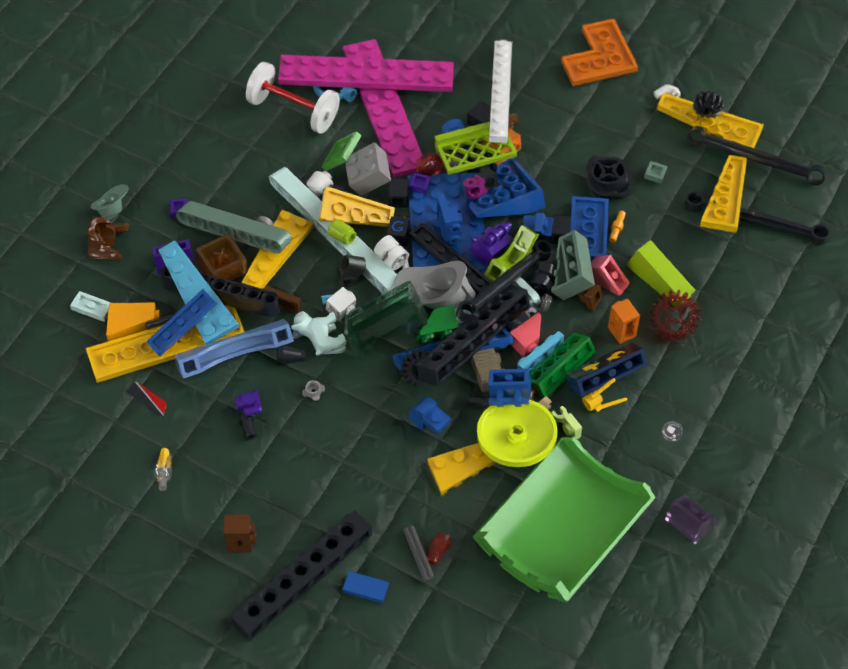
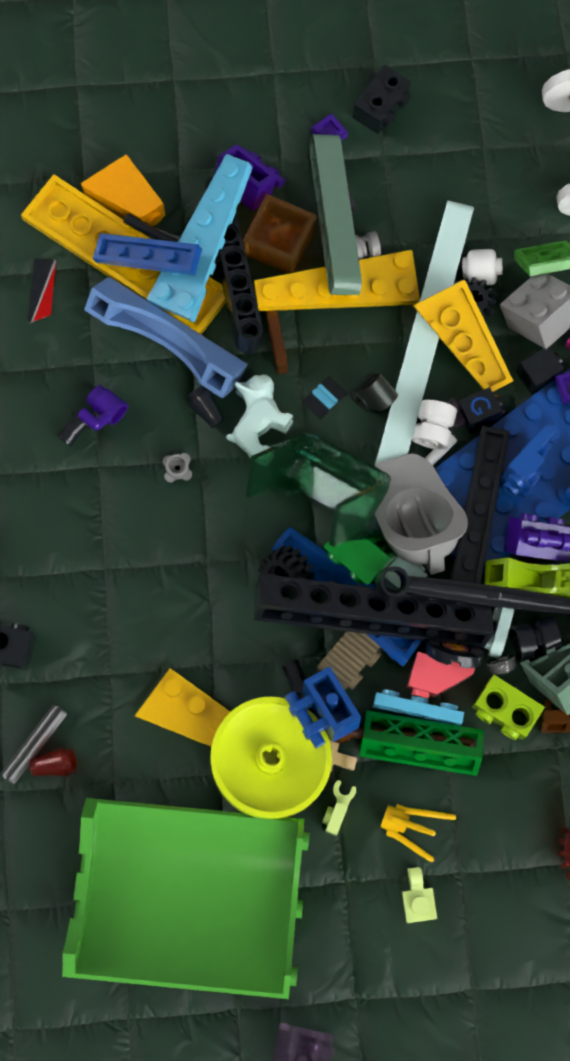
camera: 55 degrees right, 20 degrees up
(90, 306) = (117, 136): light aqua plate -> none
(102, 238) = (217, 78): reddish brown hair -> none
(110, 203) = (273, 51): sand green piece -> none
(184, 172) = (382, 99): none -> black brick
(341, 232) = (416, 345): lime brick -> none
(341, 303) = (320, 416): white brick -> none
(427, 414) = (226, 632): blue brick -> none
(568, 311) = (511, 701): none -> lime brick
(600, 371) = (451, 811): dark blue brick -> none
(623, 321) = (541, 786): orange brick -> none
(643, 417) = (418, 901): none -> yellowish green plate
(672, 430) = (423, 951): clear tile -> none

